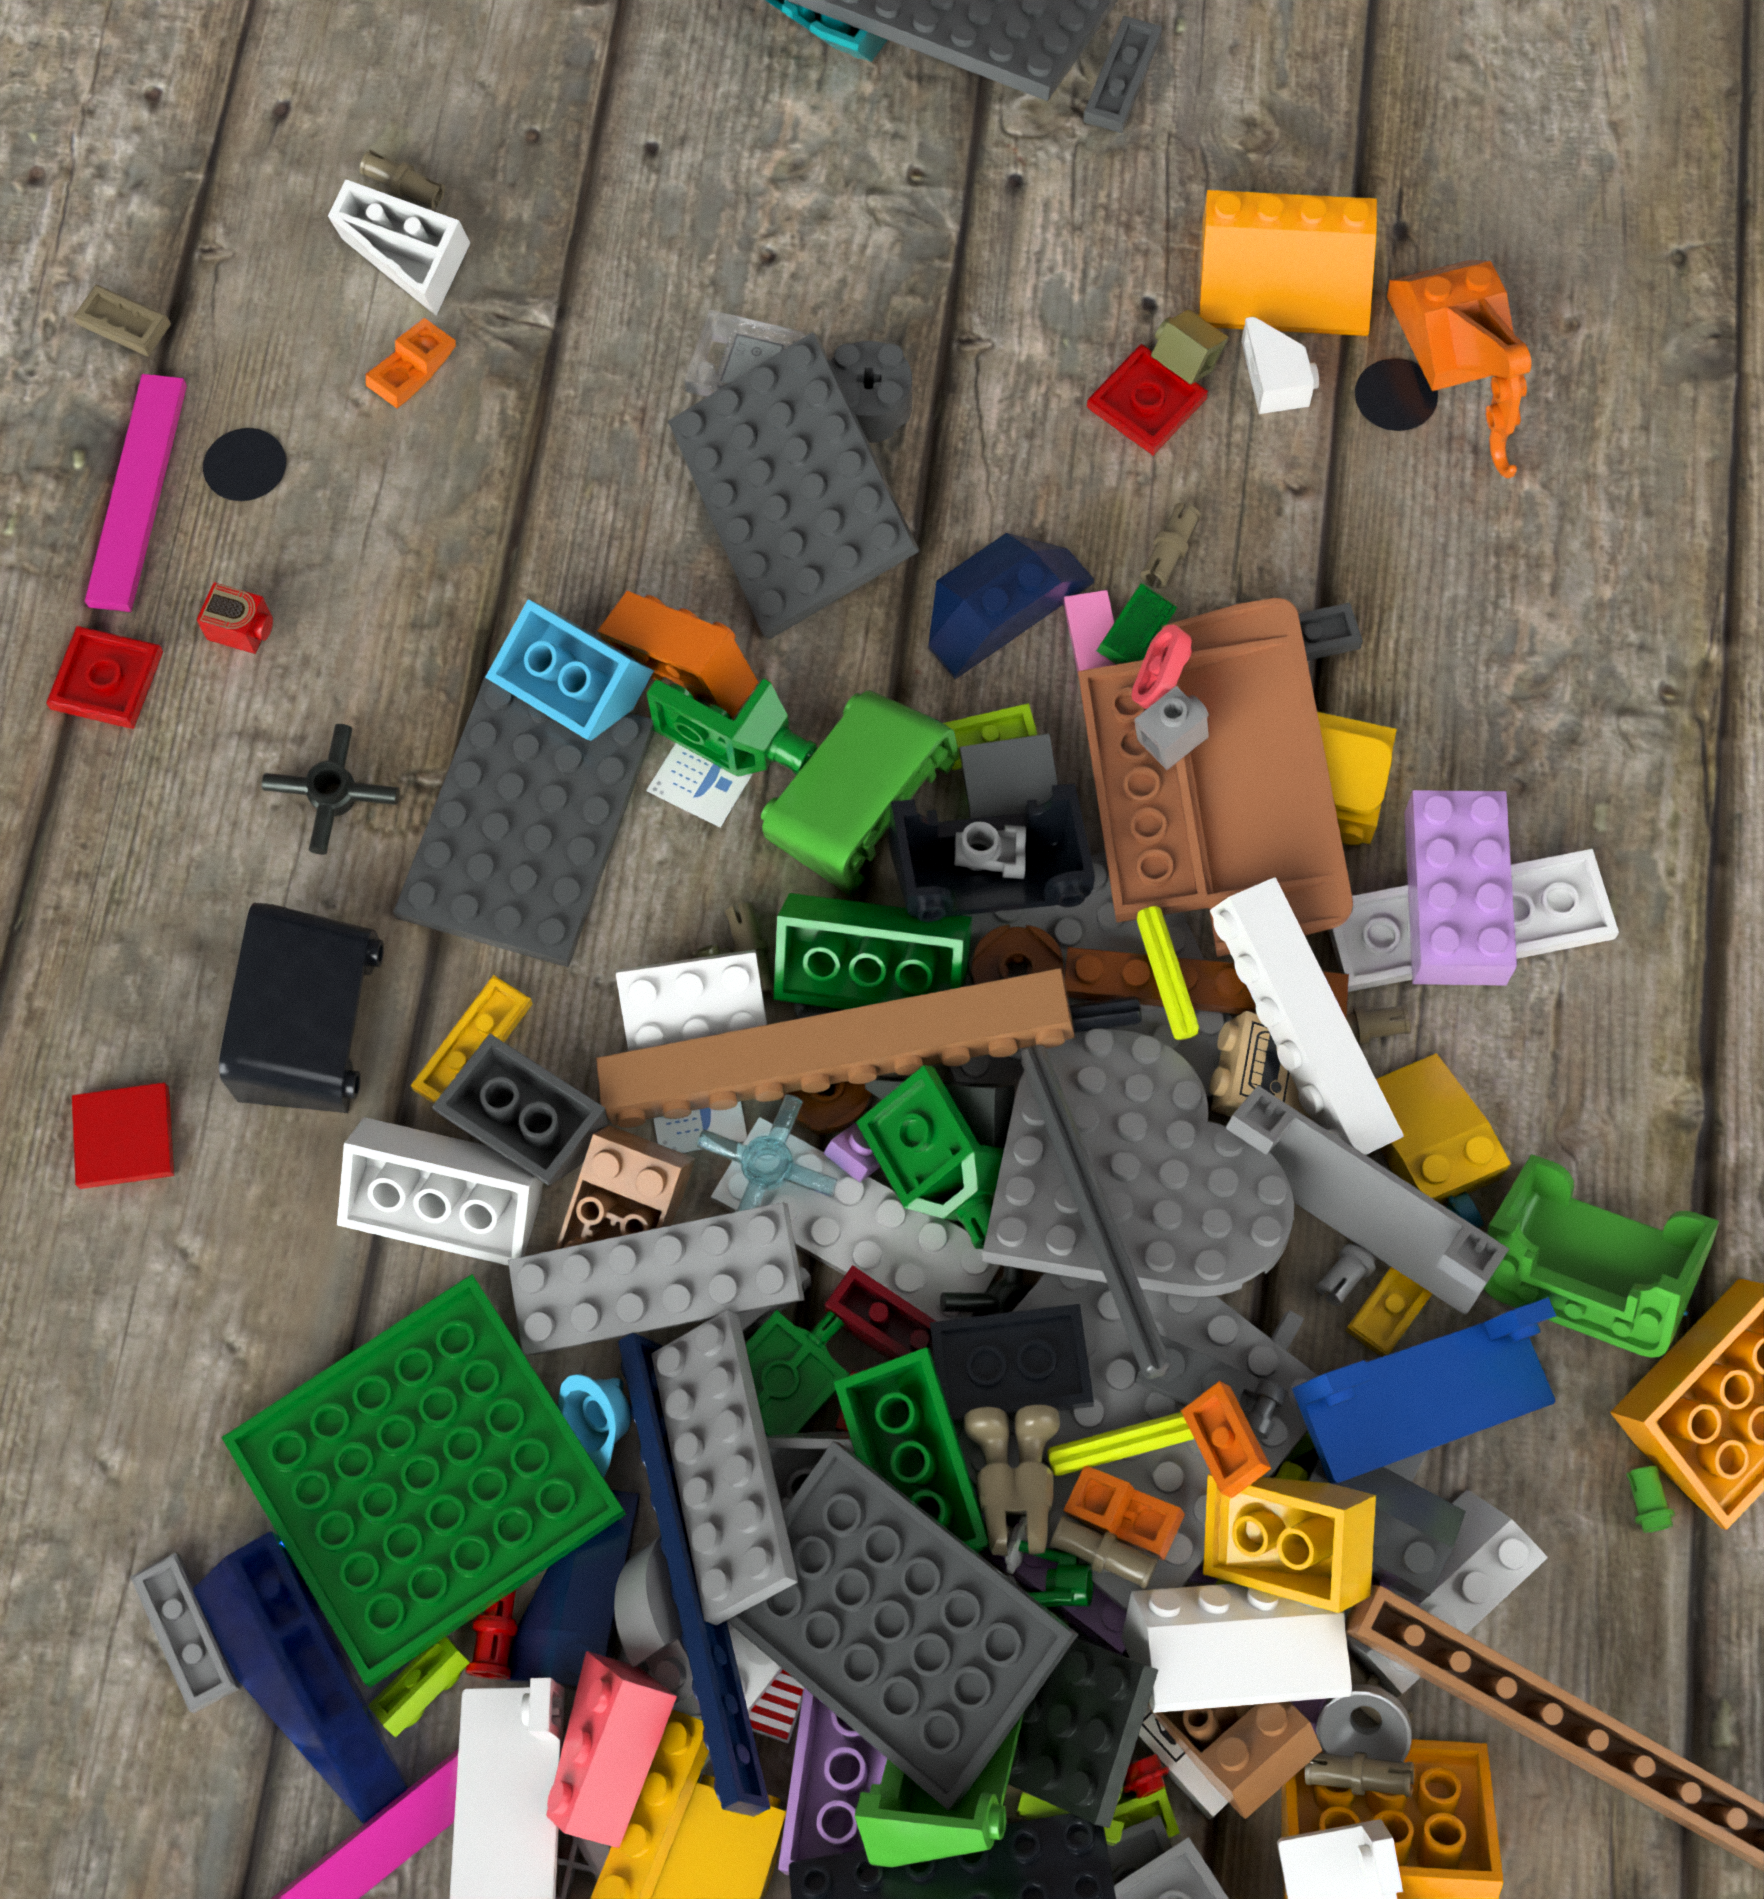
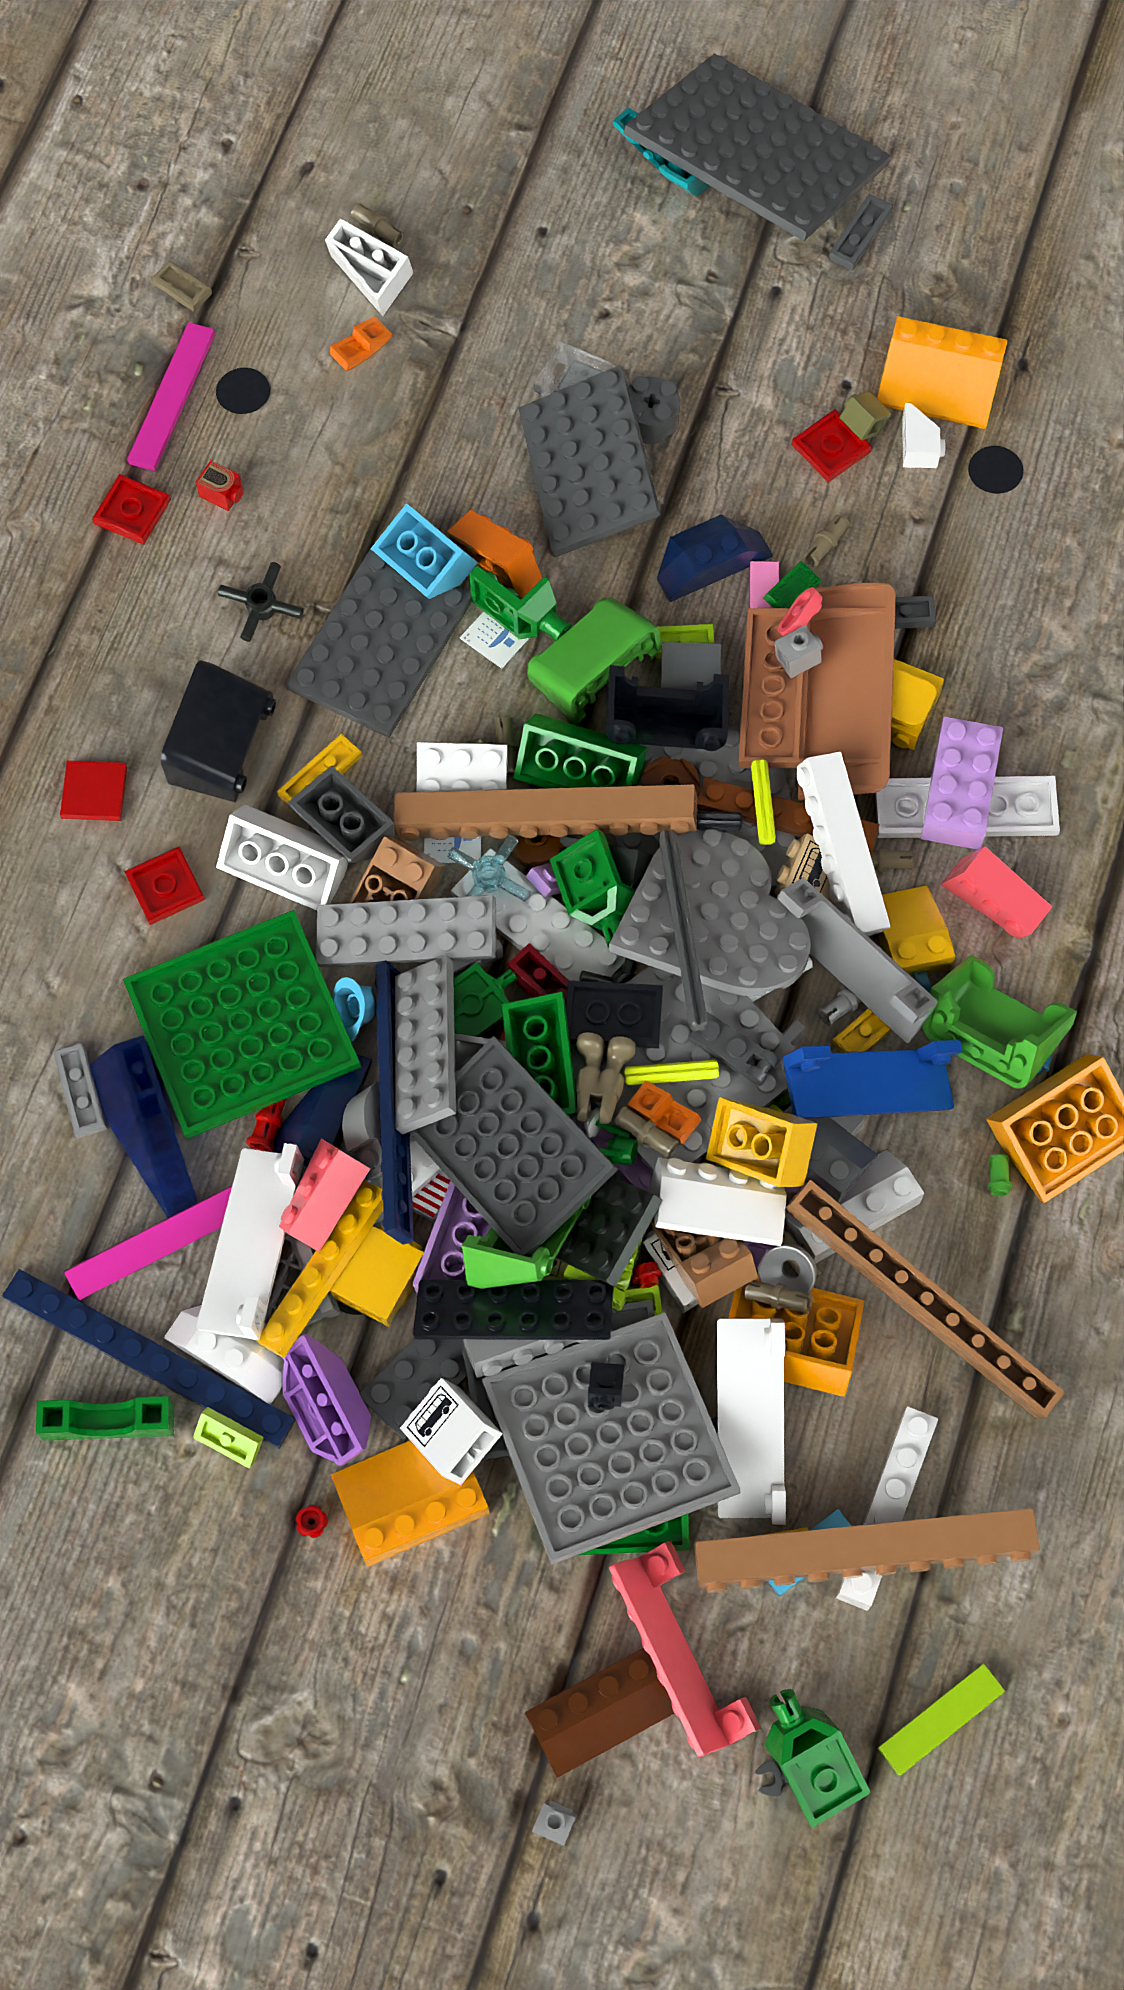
camera: 10 degrees right, 0 degrees up
(260, 1269) = (164, 885): none -> red tile
(418, 1685) = (223, 1139): lime plate -> none
(998, 850) = (665, 707): light grey plate -> none
(1226, 1439) = (733, 1076): orange plate -> none
(1463, 333) = (1043, 438): orange slope -> none
(1547, 1048) = (997, 892): none -> coral wedge

